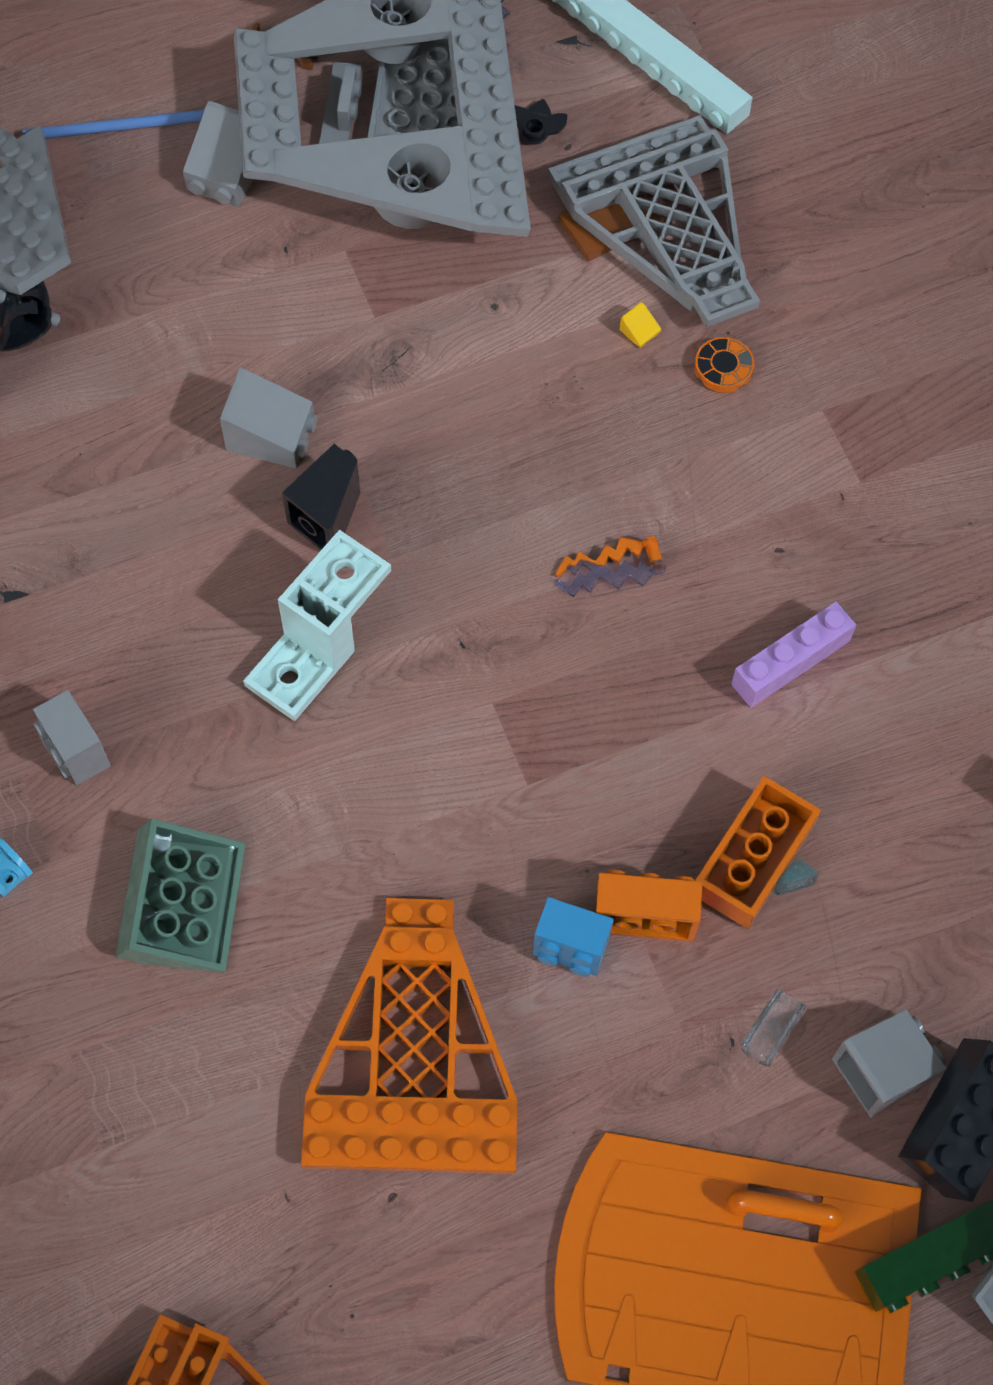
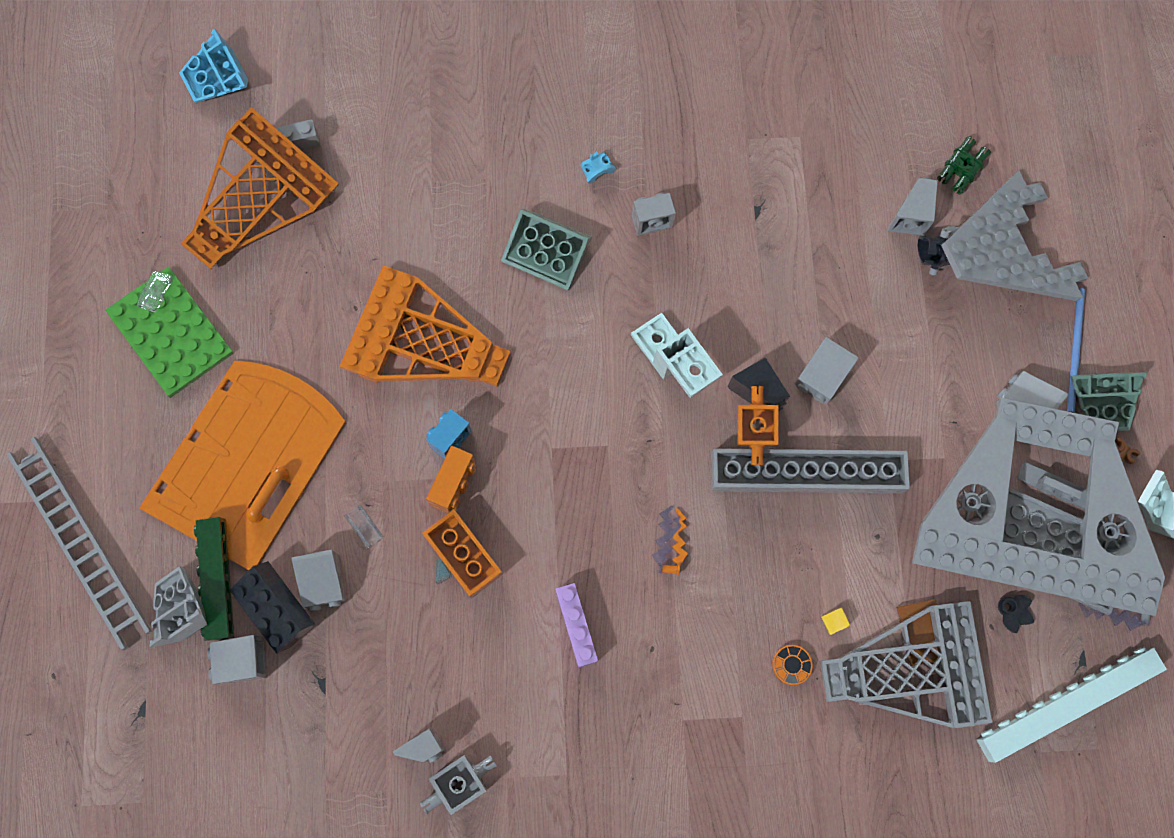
camera: 105 degrees right, 10 degrees up
(186, 69) = (1109, 395): none -> sand green wedge
(398, 473) = (767, 417): none -> orange brick
(436, 409) = (810, 471): none -> light grey brick

